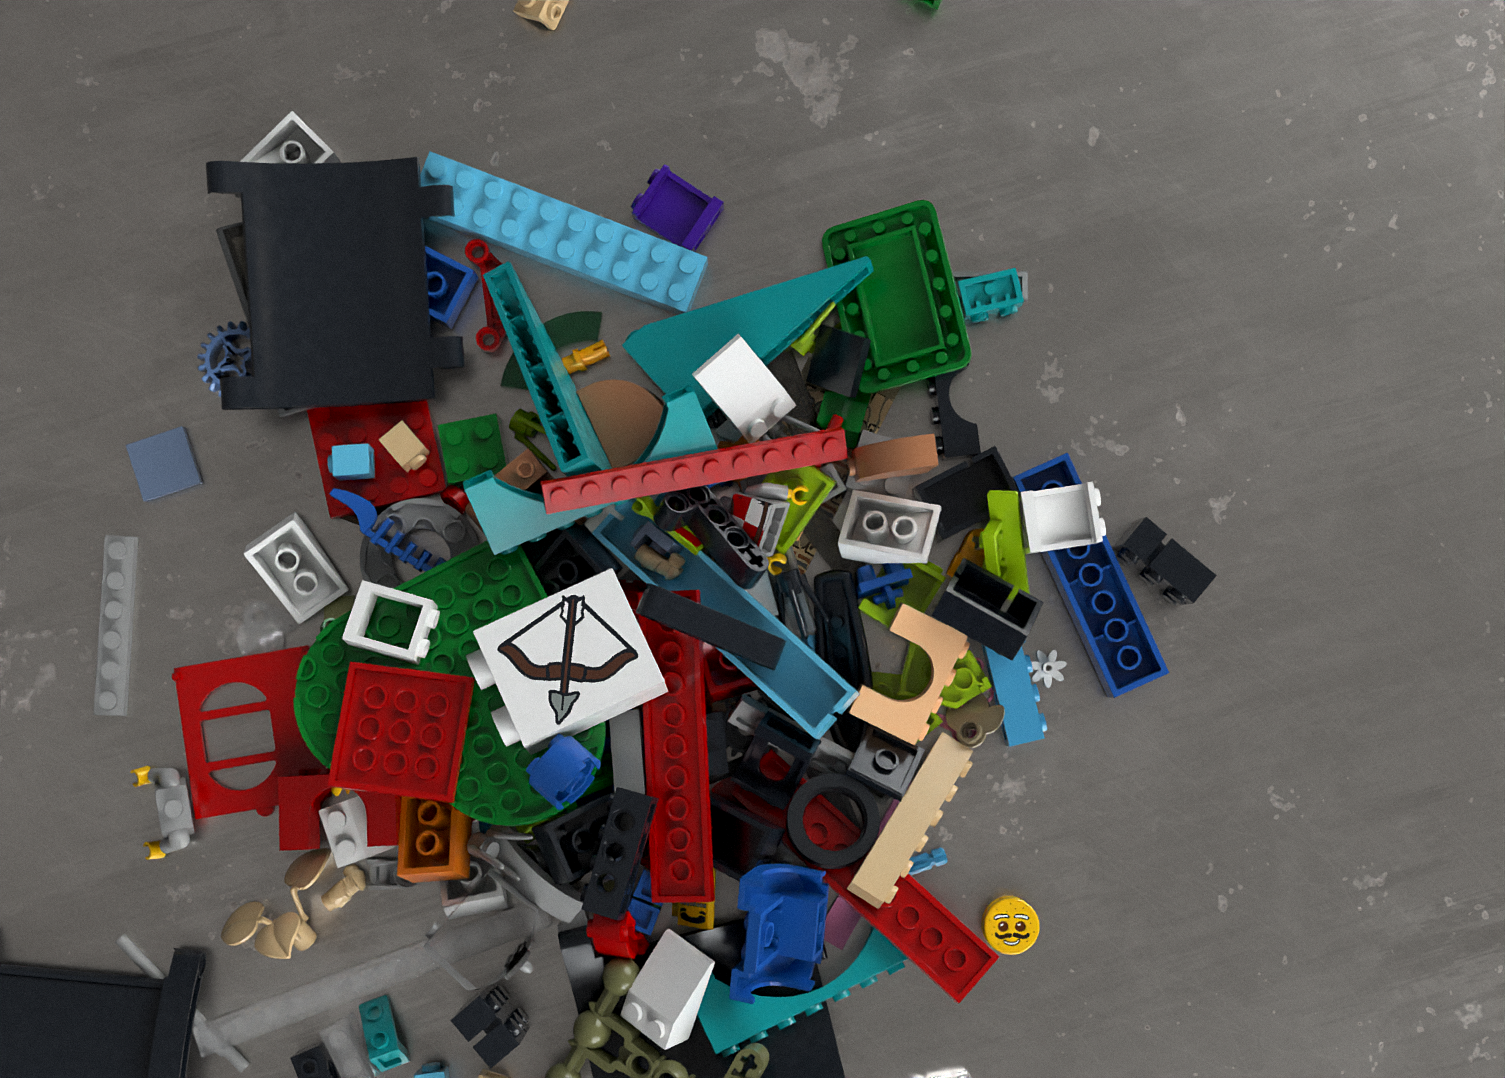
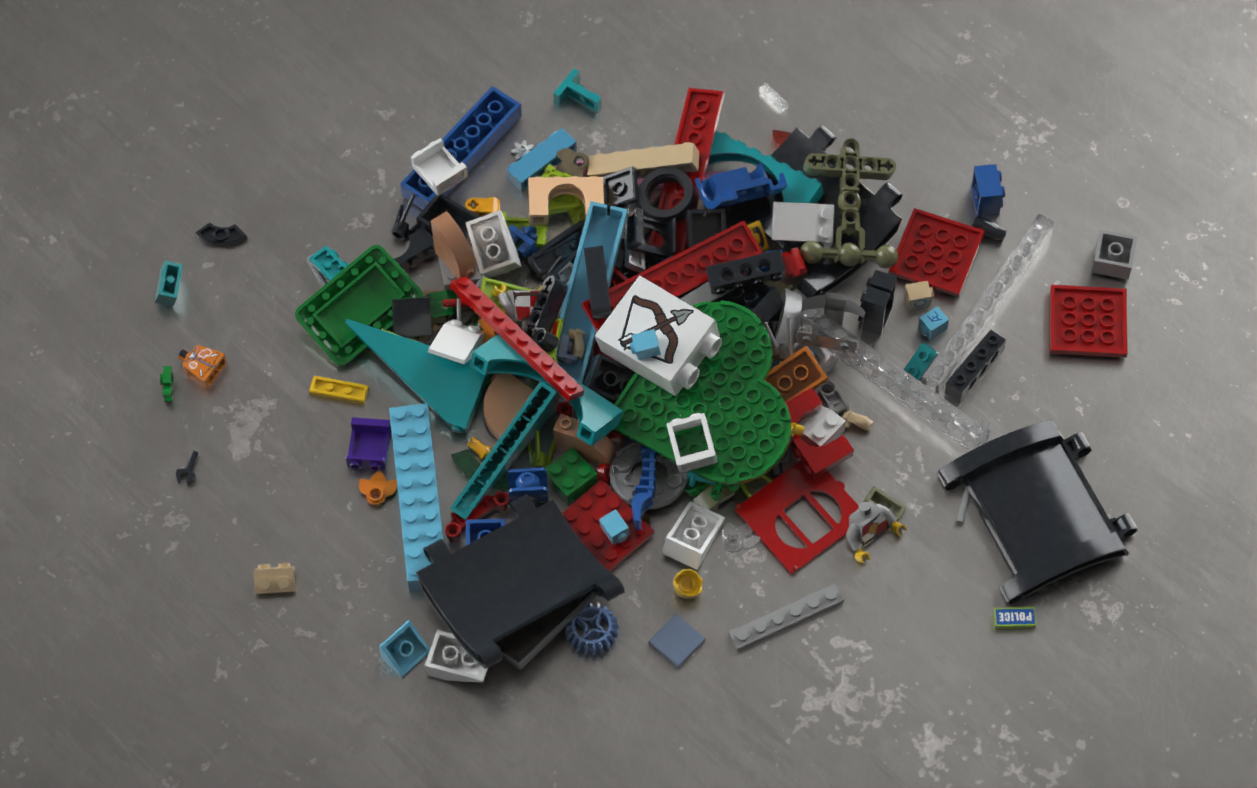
camera: 115 degrees left, 25 degrees down
(218, 839) = (881, 496): none -> olive slope
(226, 519) = (687, 584): none -> yellow hair
(289, 928) = (897, 413): tan plant -> none
(346, 107) = (404, 649): none -> medium azure slope
(401, 732) = (747, 401): red plate -> none
(405, 447) = (589, 505): tan brick -> none
(479, 380) = (528, 481): none -> blue piece
(541, 624) = (645, 344): none -> medium azure brick
(562, 771) = (718, 304): blue brick -> none
(612, 192) = (377, 486): none -> orange plate
(788, 215) = (339, 390): none -> yellow tile
(861, 1054) = (780, 136): none -> clear red tile
(925, 47) = (202, 364): none -> orange torso
(974, 605) = (514, 163): black piece -> none
(1004, 424) = (401, 228): none -> black plant
(1004, 541) = (467, 189): lime bracket -> none
(1010, 925) = (669, 103): yellow head -> none
(1080, 59) = (168, 283): none -> teal brick
(1103, 798) = (571, 88): none -> teal bracket
(1129, 172) = (221, 235): none -> black tile
(1167, 566) = (437, 108): black piece -> none

